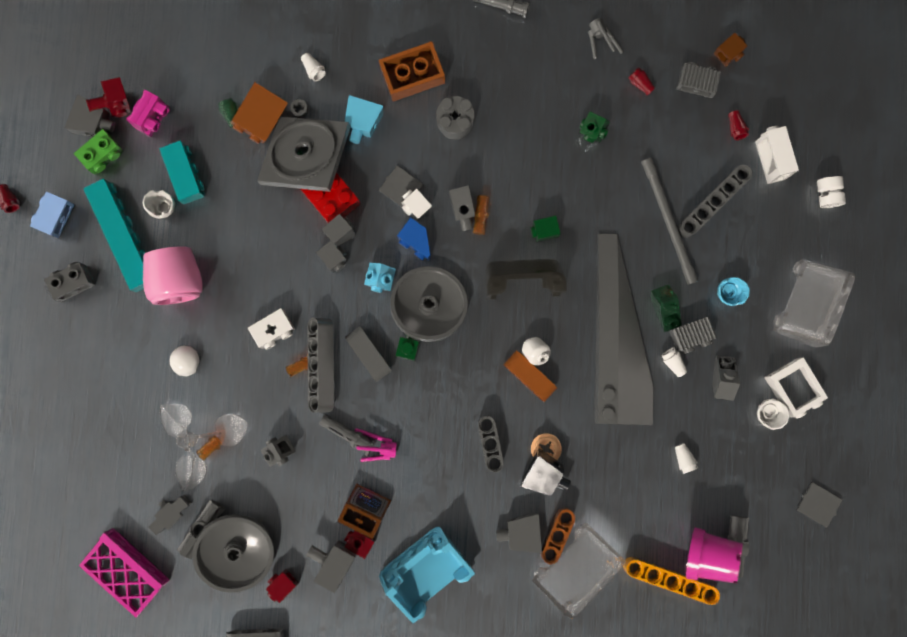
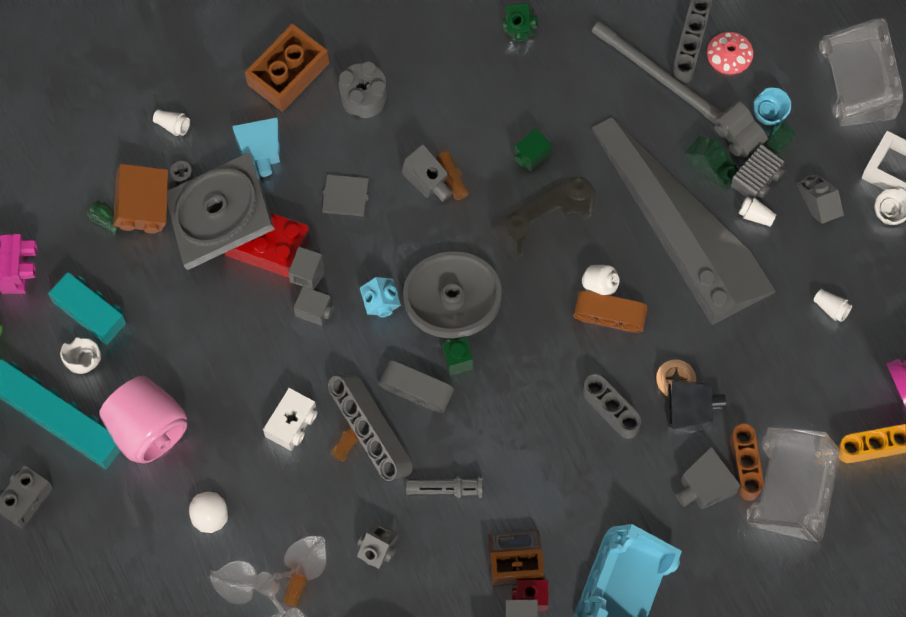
camera: 30 degrees left, 15 degrees down
(387, 449) = (498, 475): dark pink plant -> none
(415, 203) = (373, 200): white brick -> none
(415, 237) = (396, 236): blue slope -> none
(699, 296) = (740, 130): none -> dark grey brick
(721, 235) = (730, 61): none -> coral dish
(723, 317) = (779, 137): none -> clear green cone

